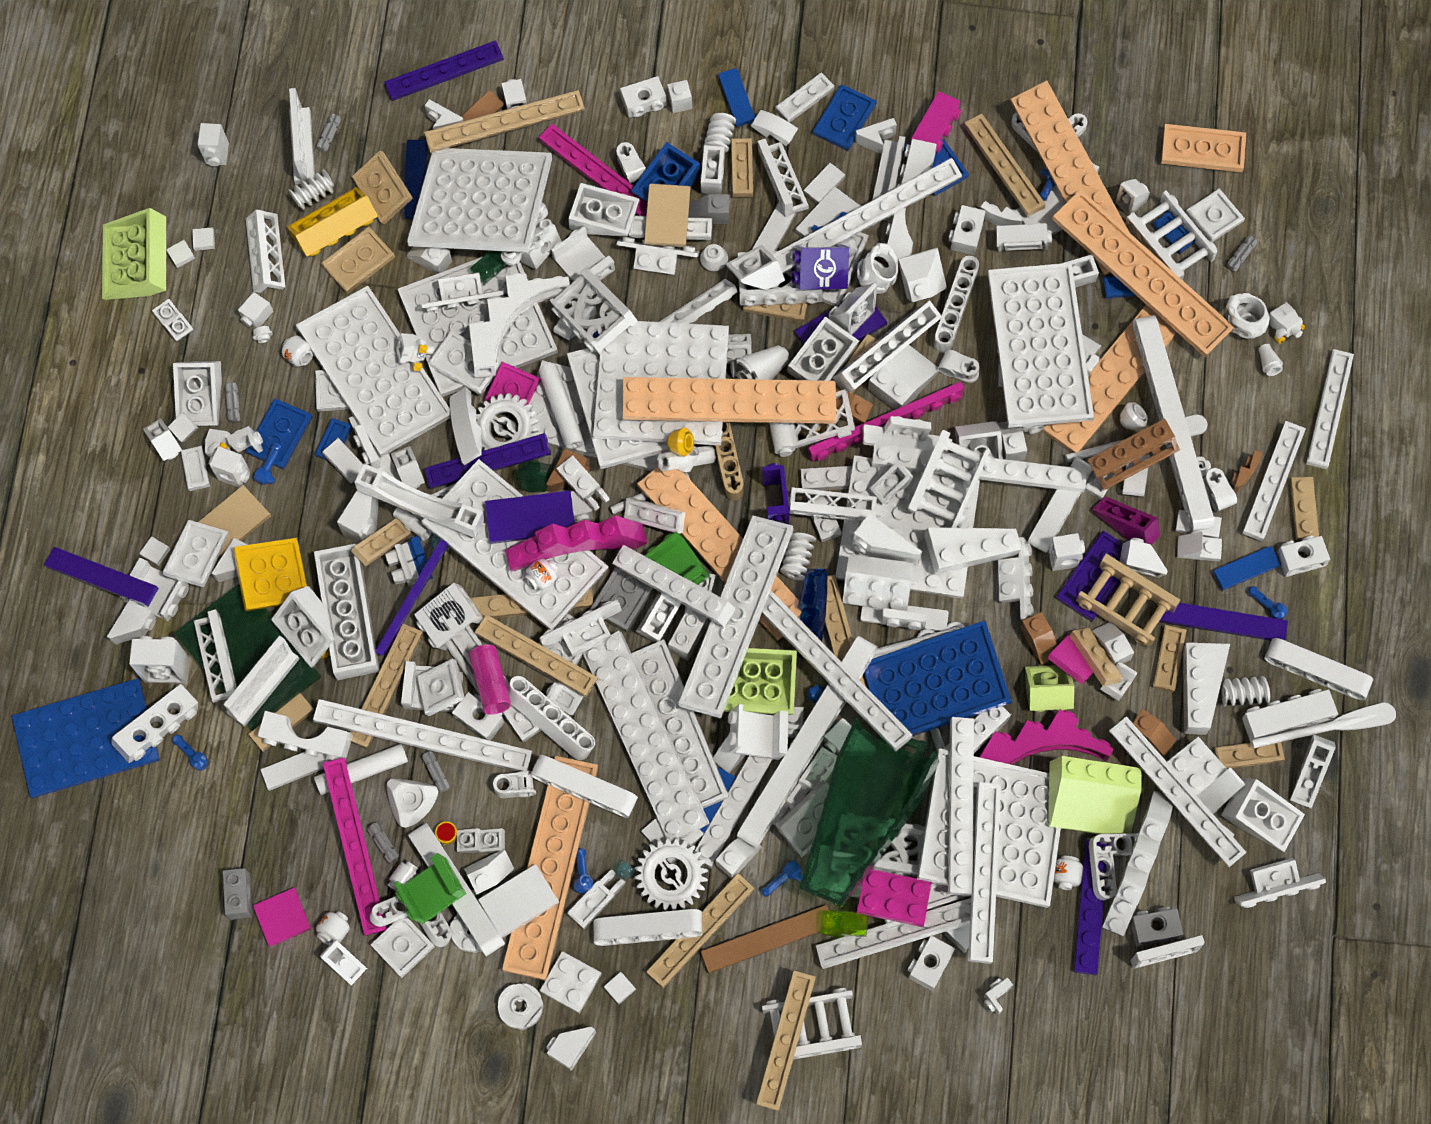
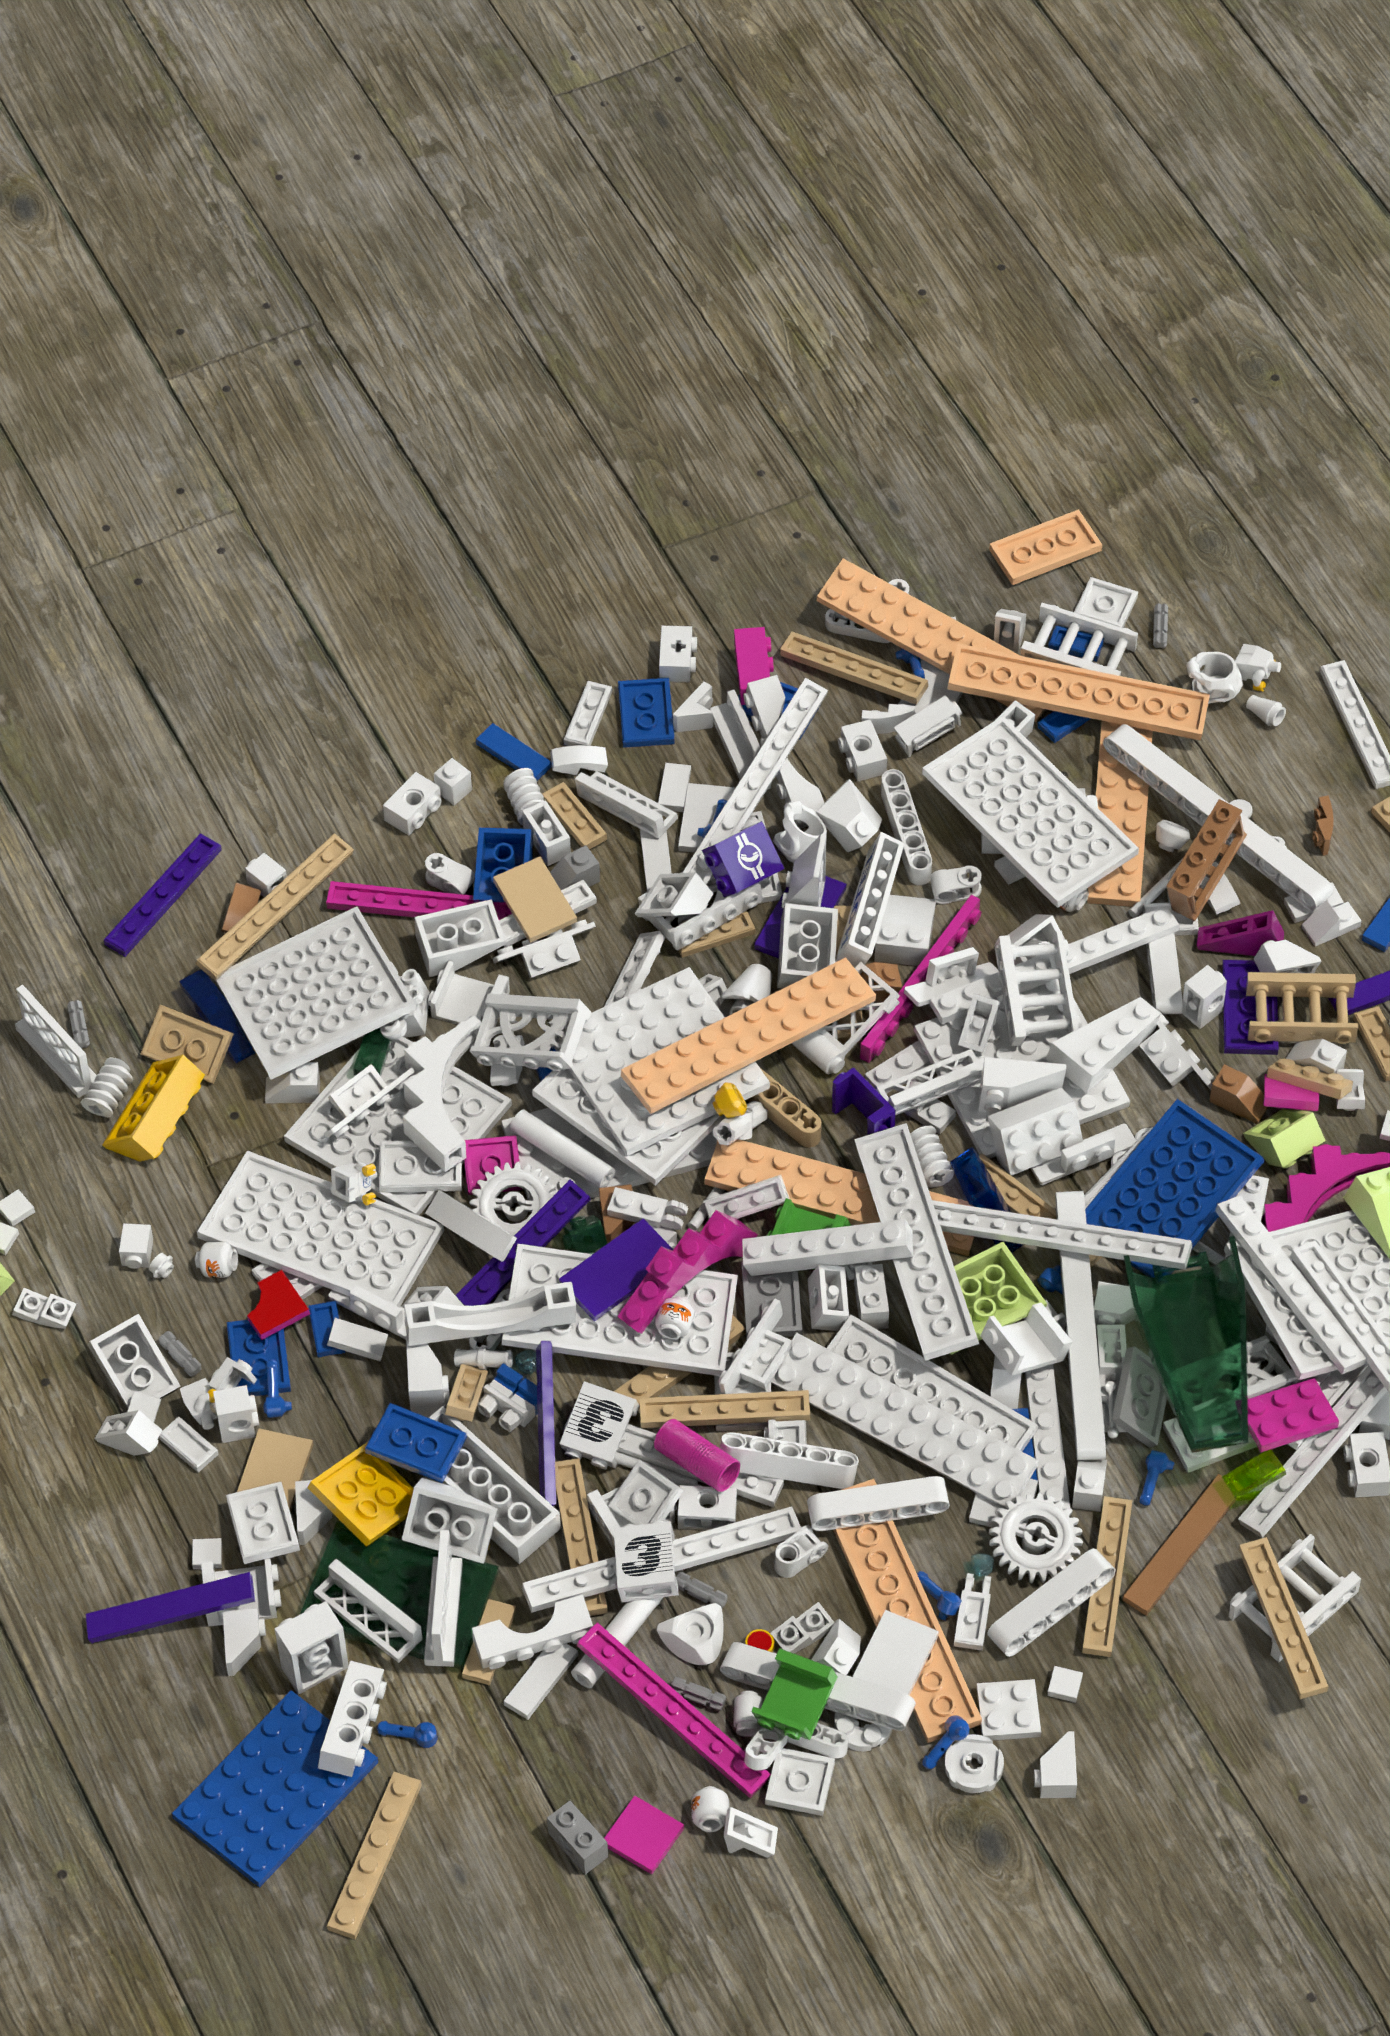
camera: 35 degrees left, 15 degrees down
(112, 822) = (374, 1855): none -> tan plate
(258, 247) = (96, 1183): white fence -> none
(311, 407) = (278, 1306): none -> red tile
(320, 559) = (416, 1443): none -> blue tile
(358, 260) = (212, 1134): tan tile -> none
(404, 732) = (645, 1561): none -> white panel
(441, 115) = (198, 937): white slope -> none
(521, 978) = (956, 1729): none -> blue piece
(714, 257) = (611, 920): white cone -> none
(795, 799) = (1110, 1388): none -> white hinge
(893, 85) = (676, 653): none -> white brick
(1013, 442) = (1071, 922): white slope -> none
(1219, 492) = (1312, 853): white piece -> none
(1274, 481) = (1357, 820): white plate -> none

